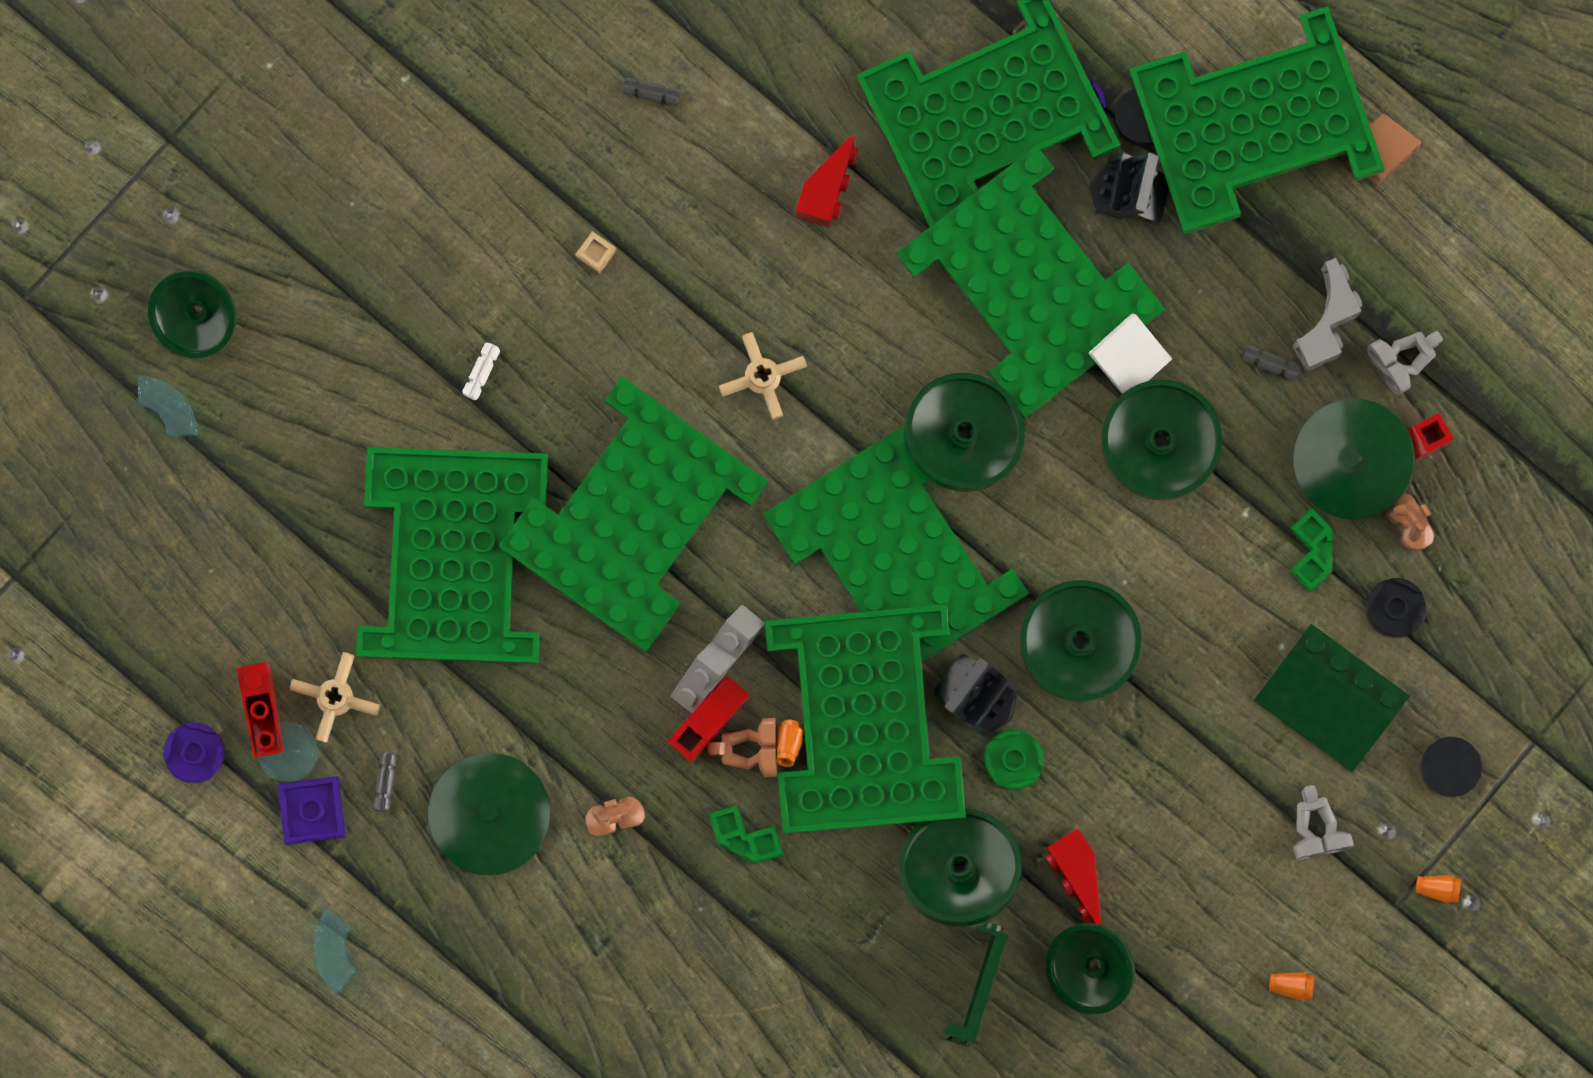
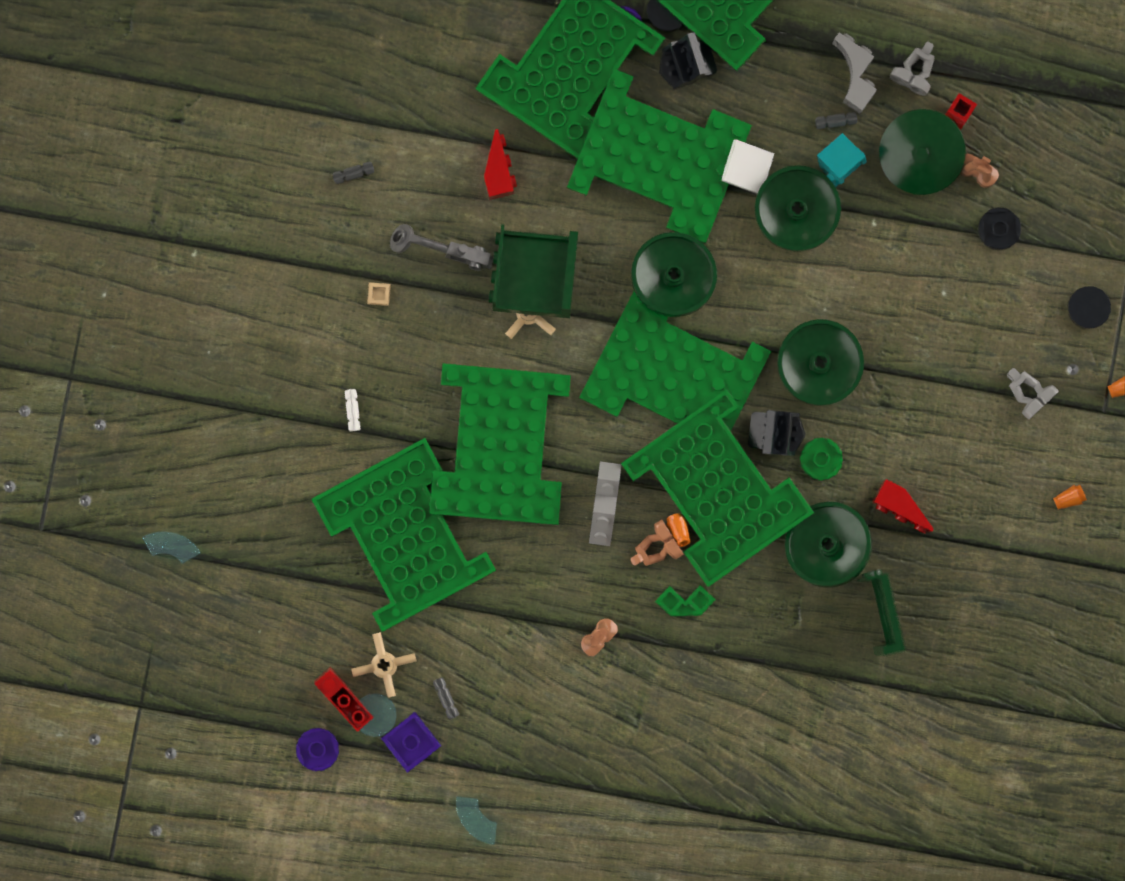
camera: 25 degrees left, 5 degrees up
(180, 325) = (148, 490): dark green dish -> none
(489, 814) = (521, 680): dark green dish -> none
(708, 720) = (621, 543): red slope -> none
(737, 275) = (475, 257): none -> flat silver piece
(795, 333) = (533, 273): none -> dark green panel
(1076, 977) = (943, 571): dark green dish -> none
(1248, 411) = (840, 159): none -> teal plate
(1318, 539) = (927, 213): green tile -> none
(1331, 698) = (992, 307): dark green slope -> none

